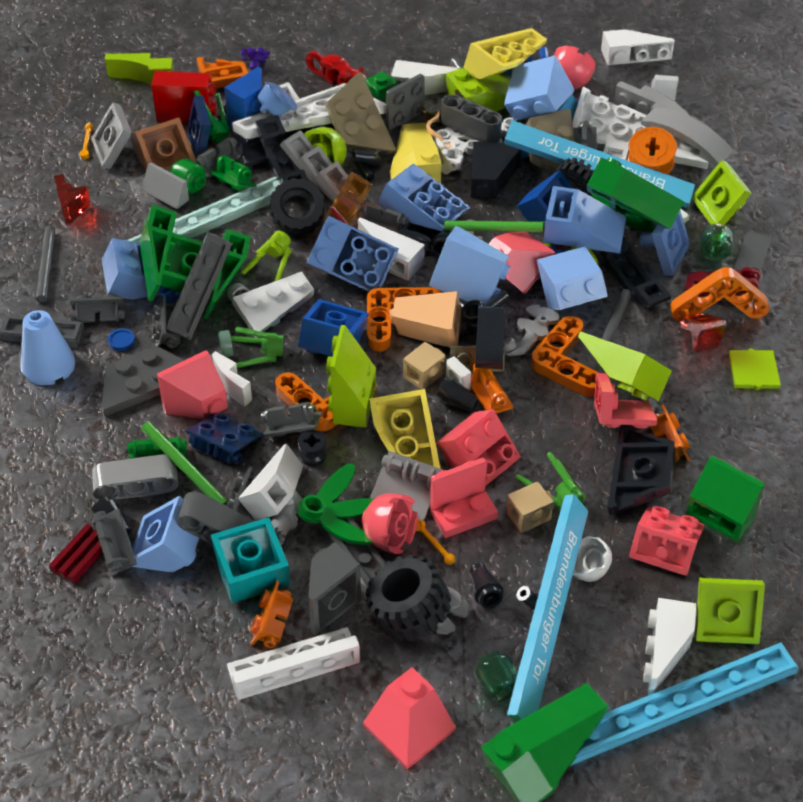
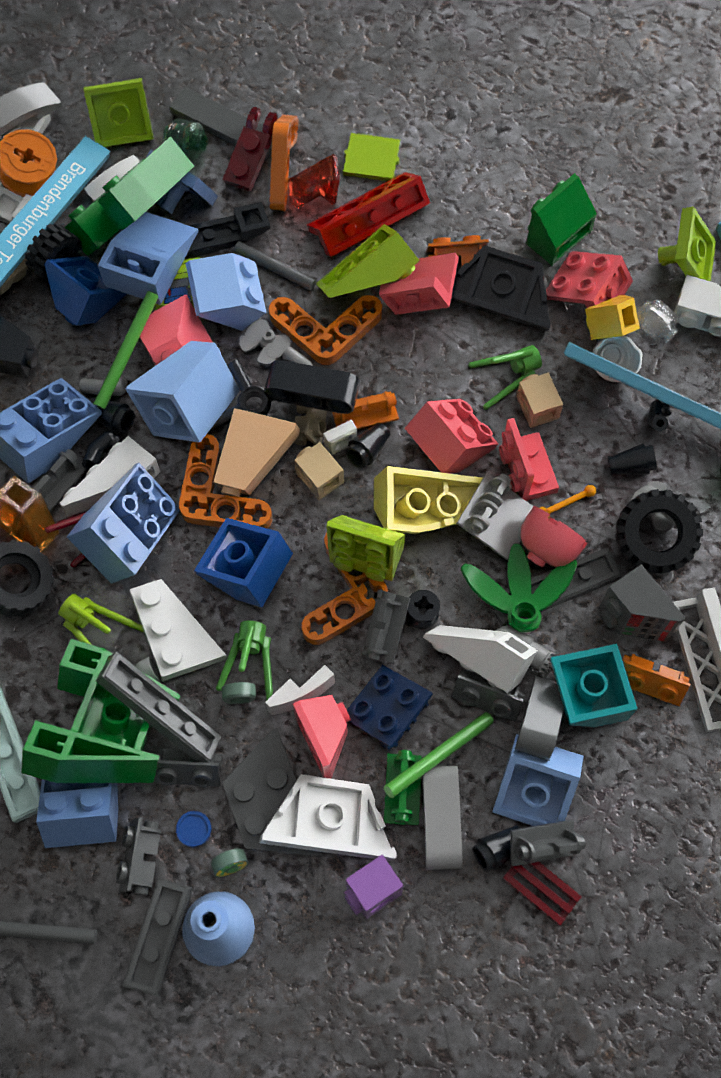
camera: 80 degrees left, 20 degrees up
(72, 432) = (372, 887): none -> medium lavender brick
(94, 356) = (229, 862): none -> sand green tile
(127, 404) = (330, 819): none -> white wing
(627, 546) = (612, 318): none -> yellow slope
(640, 590) = (656, 322): none -> clear head
(691, 371) = (370, 212): none -> red fence

